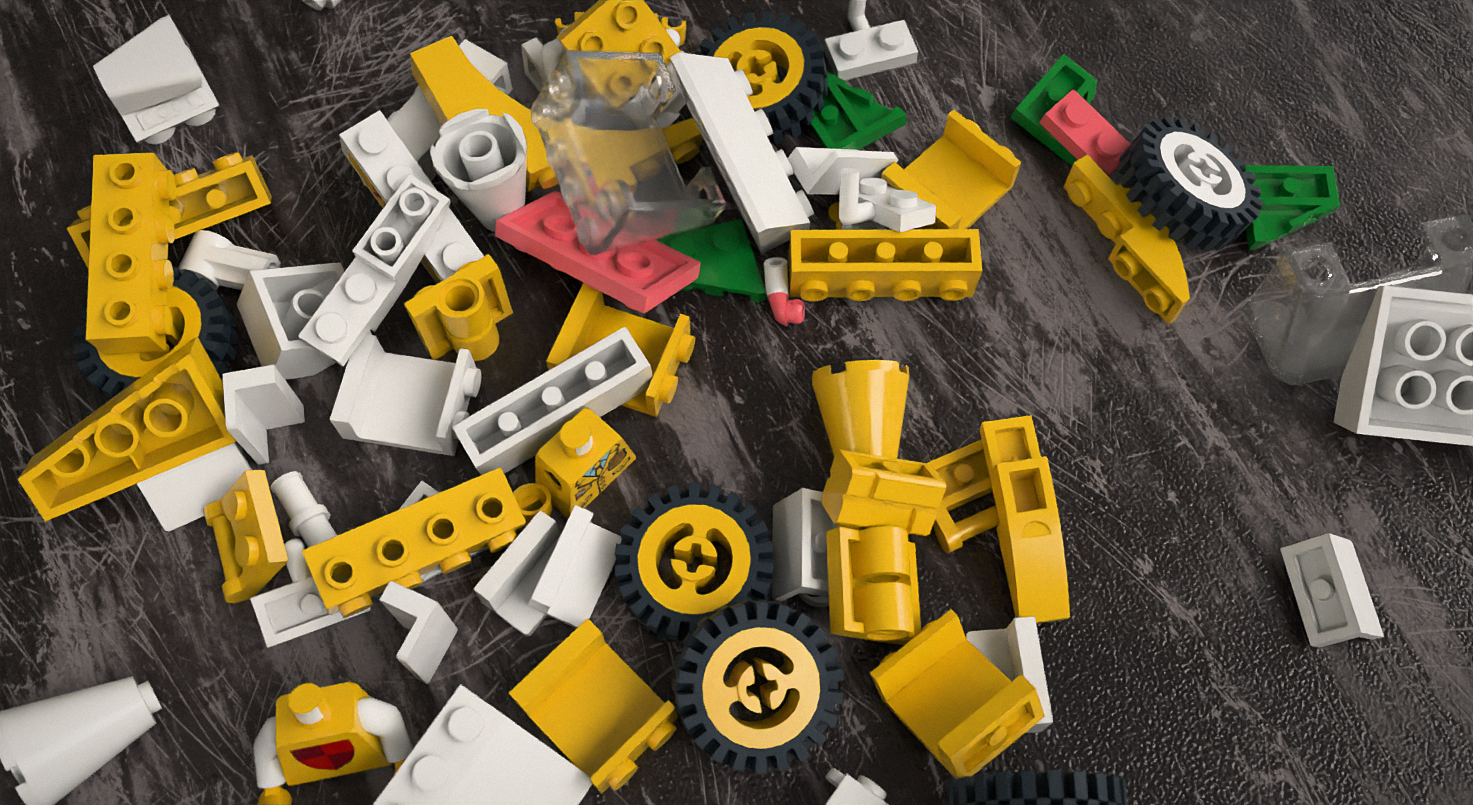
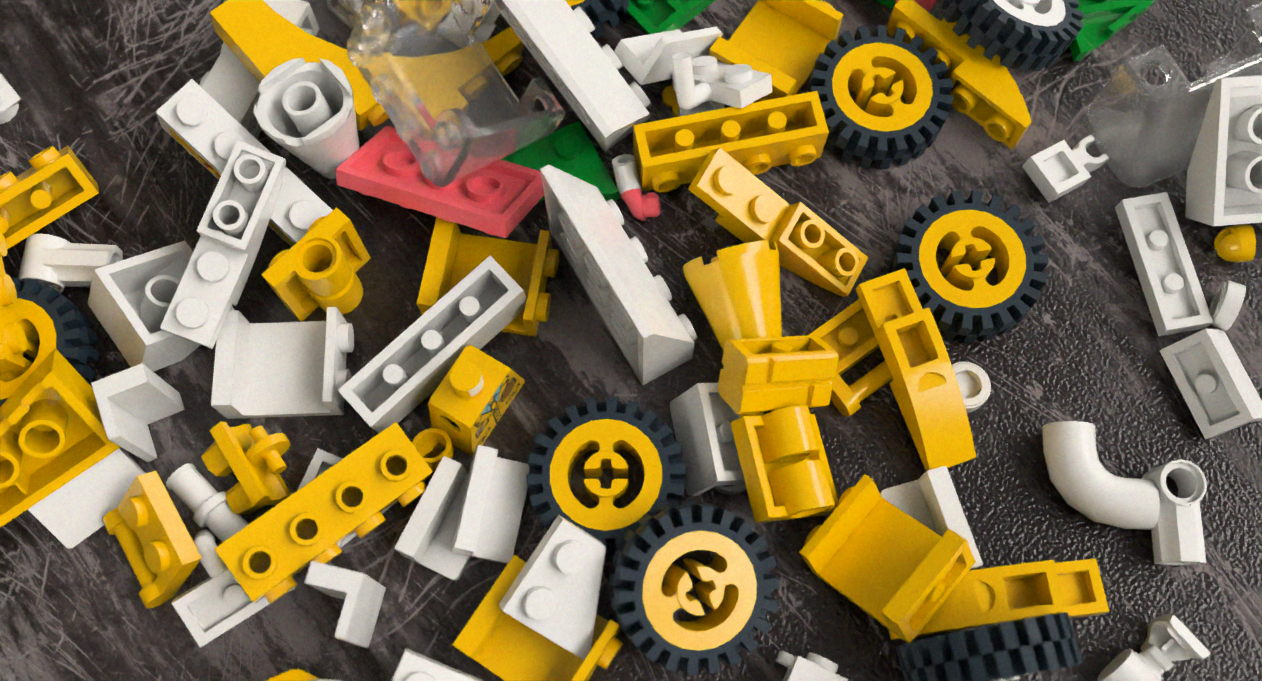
camera: 10 degrees left, 5 degrees up
(359, 481) = (255, 462): none -> yellow hips
(625, 659) = (560, 587): none -> white wing
(746, 371) = (616, 276): none -> white slope
(936, 369) = (759, 214): none -> yellow slope
(1045, 224) = (887, 125): none -> wheel
(1079, 545) = (973, 384): none -> white tile
(1106, 394) = (971, 231): none -> wheel
(1138, 760) = (1017, 593): none -> yellow slope
(1179, 668) = (1088, 486): none -> white cylinder
(1213, 352) = (1062, 169): none -> white plate
(1262, 719) = (1179, 530): none -> white piece
(1300, 464) = (1163, 264): none -> white plate
(1357, 515) = (1226, 304): none -> white tile
(1380, 457) = (1236, 243): none -> yellow hinge

